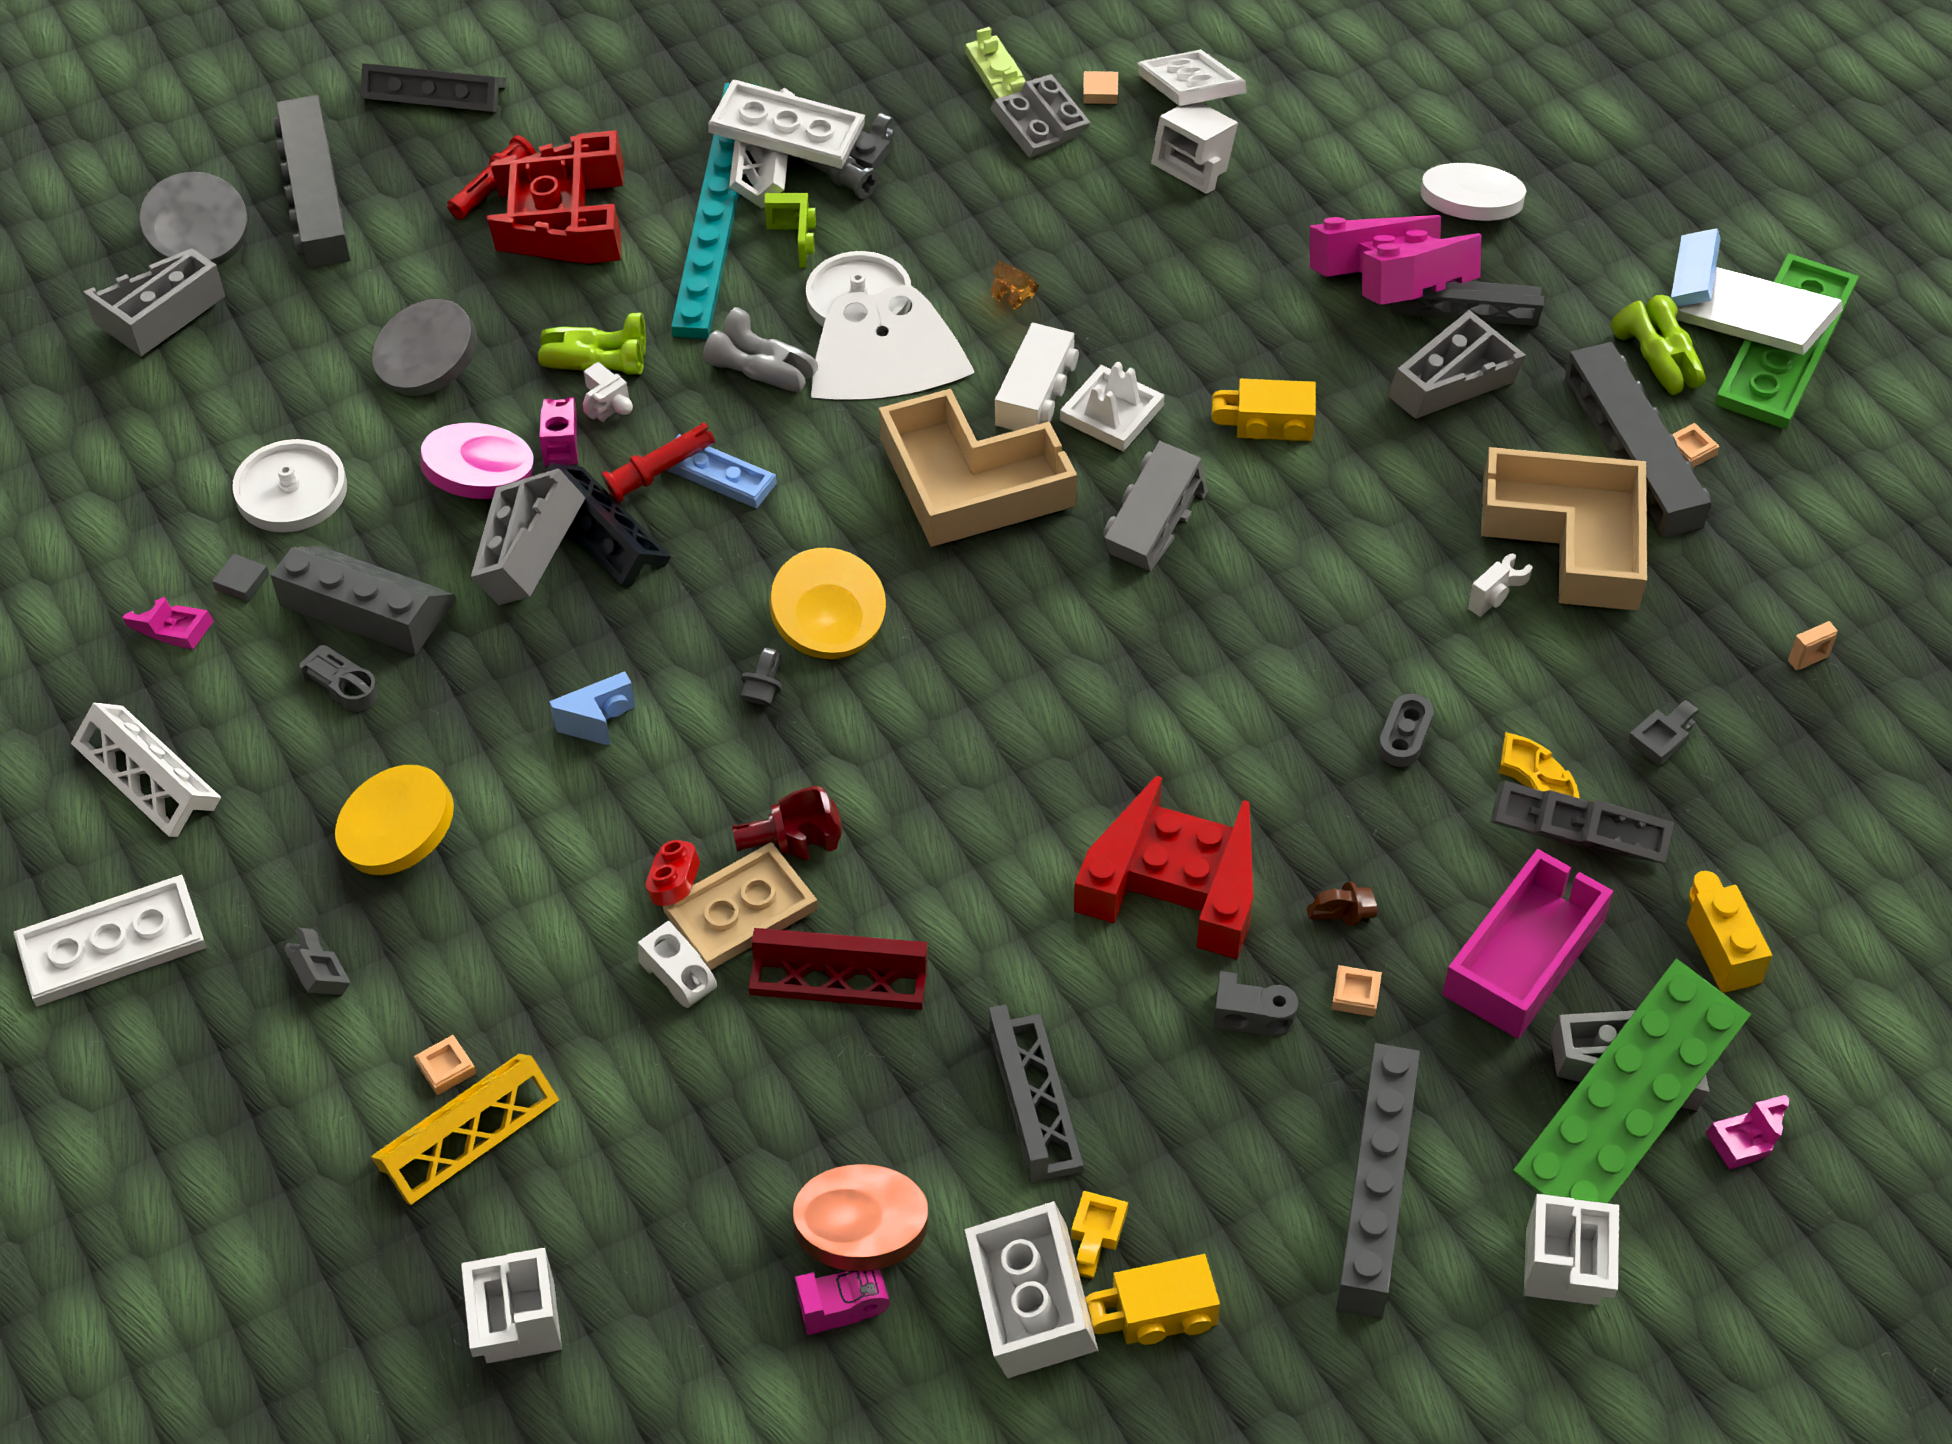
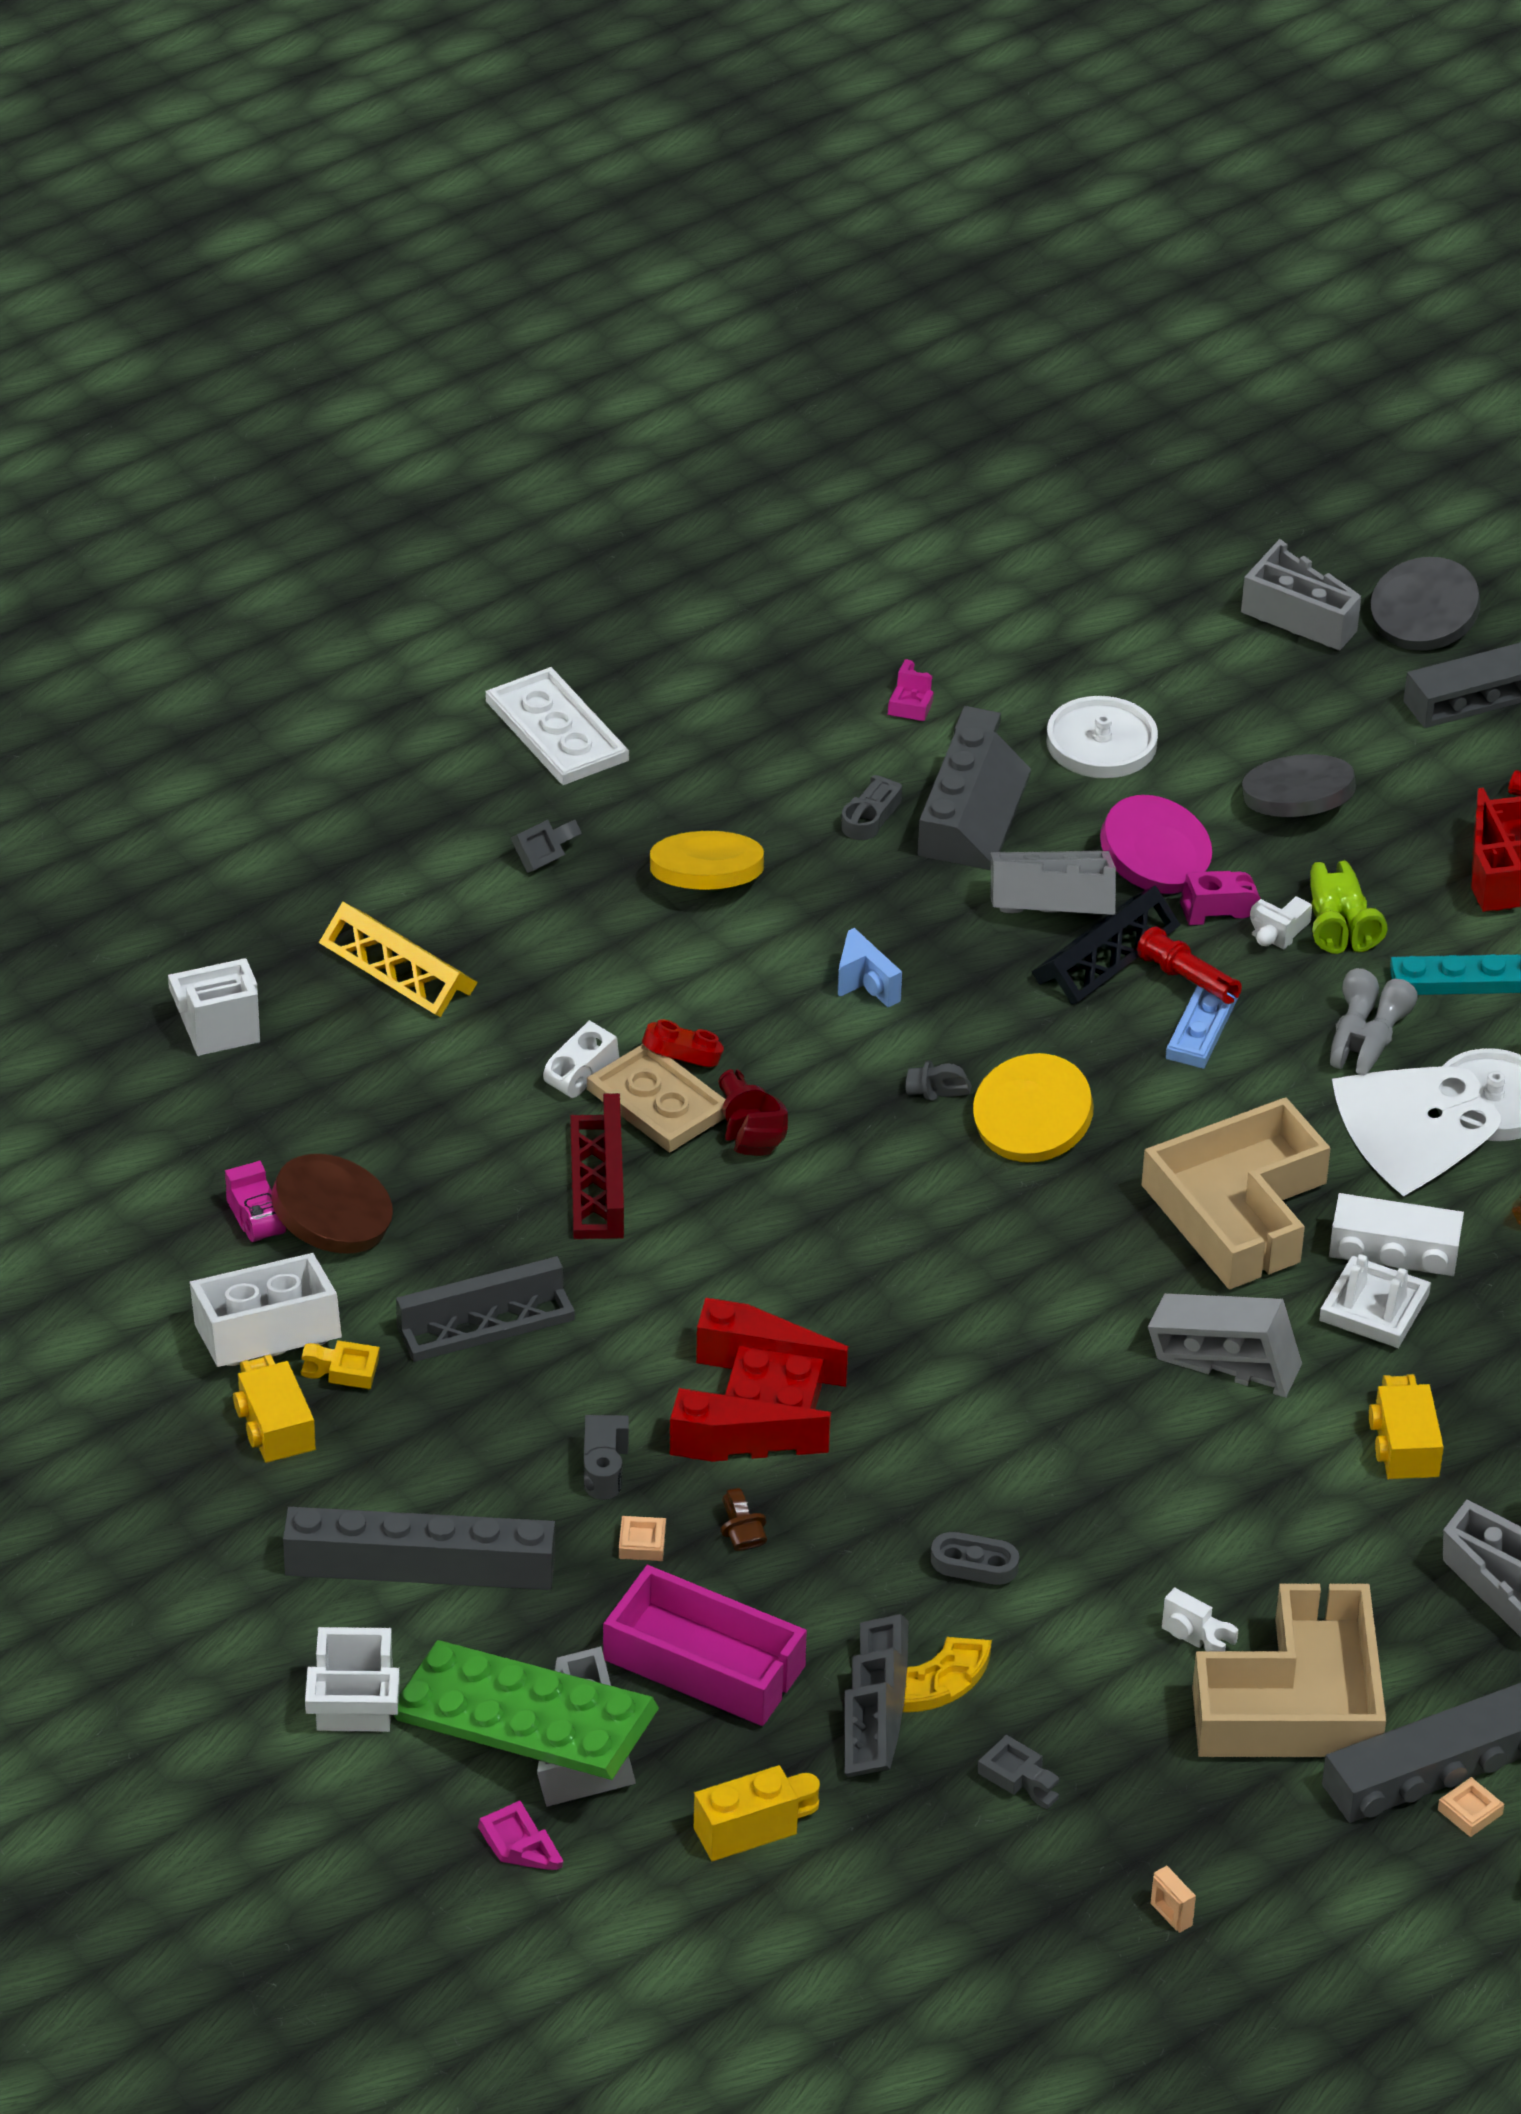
camera: 80 degrees right, 10 degrees down
(143, 755) = (743, 706): white fence -> none
(445, 1065) = (461, 942): light nougat tile -> none

